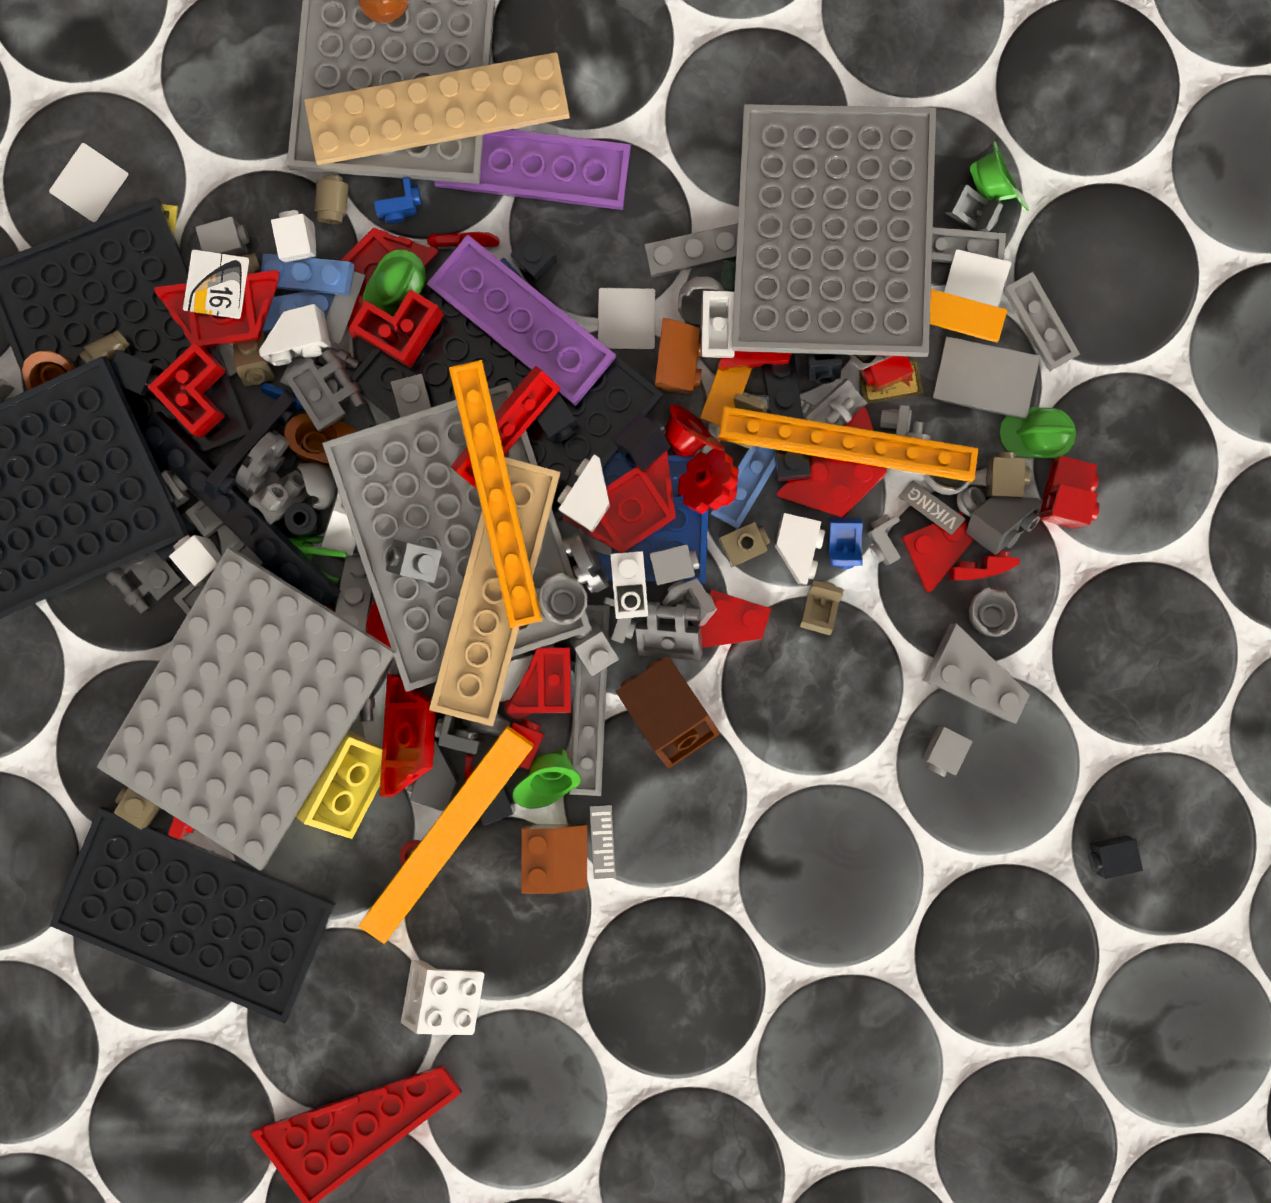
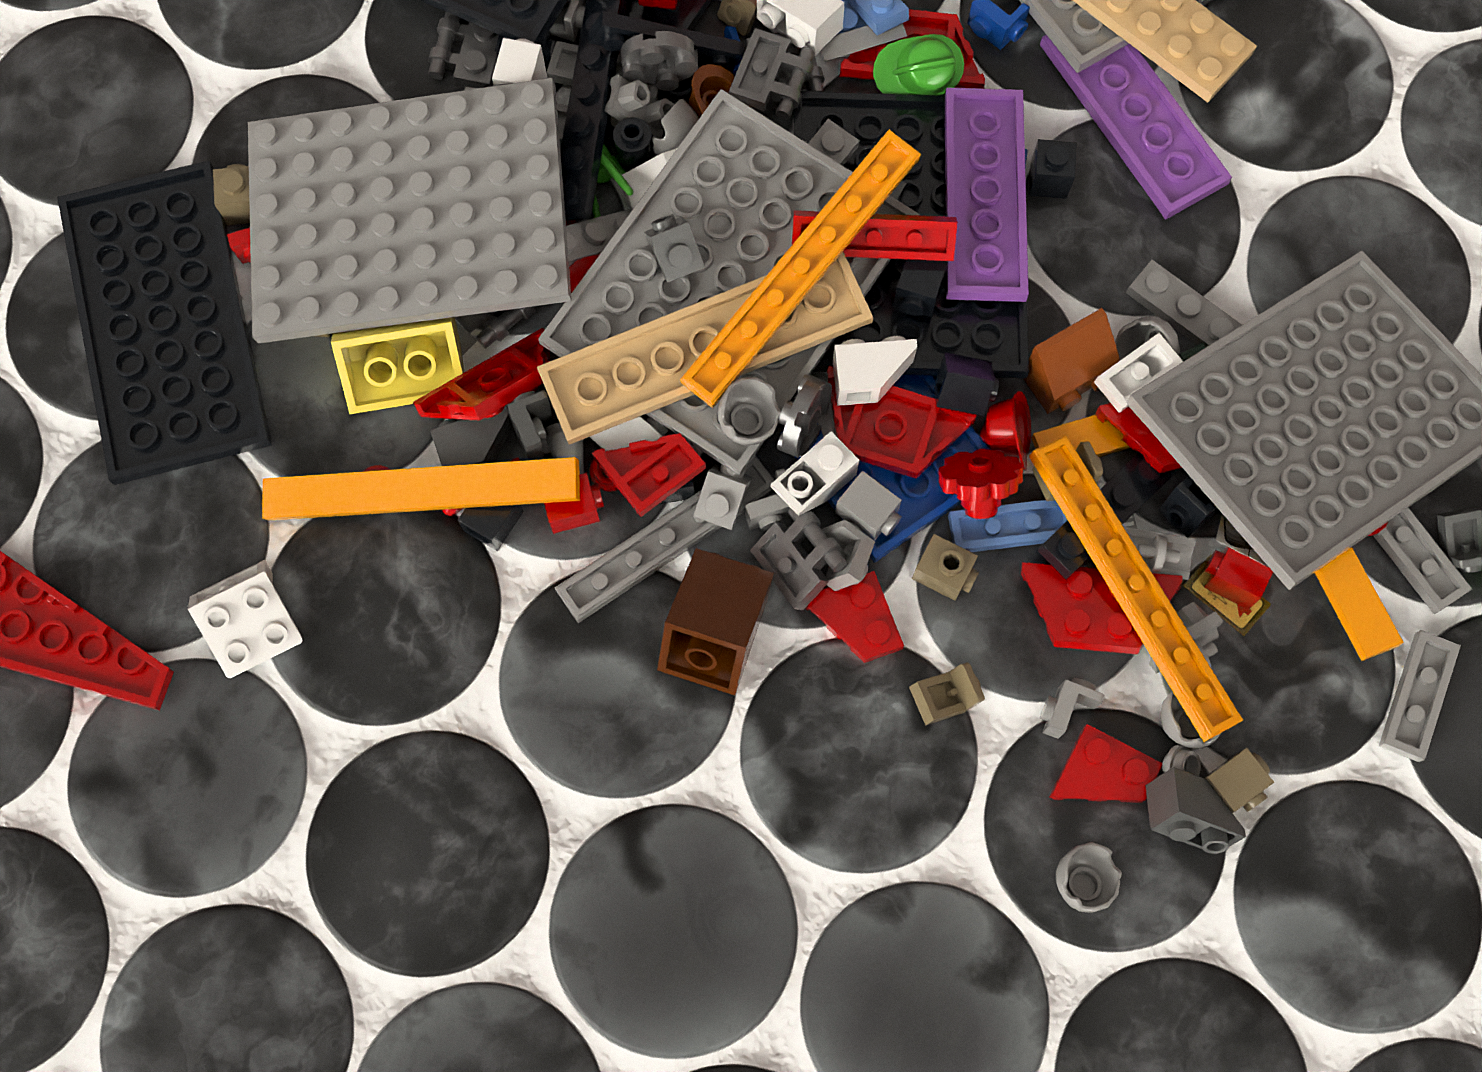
camera: 50 degrees right, 15 degrees down
(402, 334) = (886, 97): red brick -> none
(453, 240) = (1031, 119): red piece -> none
(547, 781) = (549, 551): bright green piece -> none
(553, 858) = (475, 618): dark orange slope -> none
(602, 842) = (529, 661): light grey sticker -> none
(626, 318) = (1067, 295): white sticker -> none
(797, 543) = (992, 619): white slope -> none
(845, 542) = (1032, 667): blue bracket -> none
(932, 507) = (1141, 731): light grey sticker -> none
(946, 751) = (903, 945): light grey brick -> none
(974, 676) = (1006, 913): light grey wedge -> none
(977, 277) = (1408, 594): white sticker -> none
(986, 377) = (1315, 684): light grey tile -> none
(990, 566) = (1137, 842): red slope -> none
(1040, 435) = (1309, 784): bright green piece -> none
(1070, 493) = (1278, 861): red brick -> none

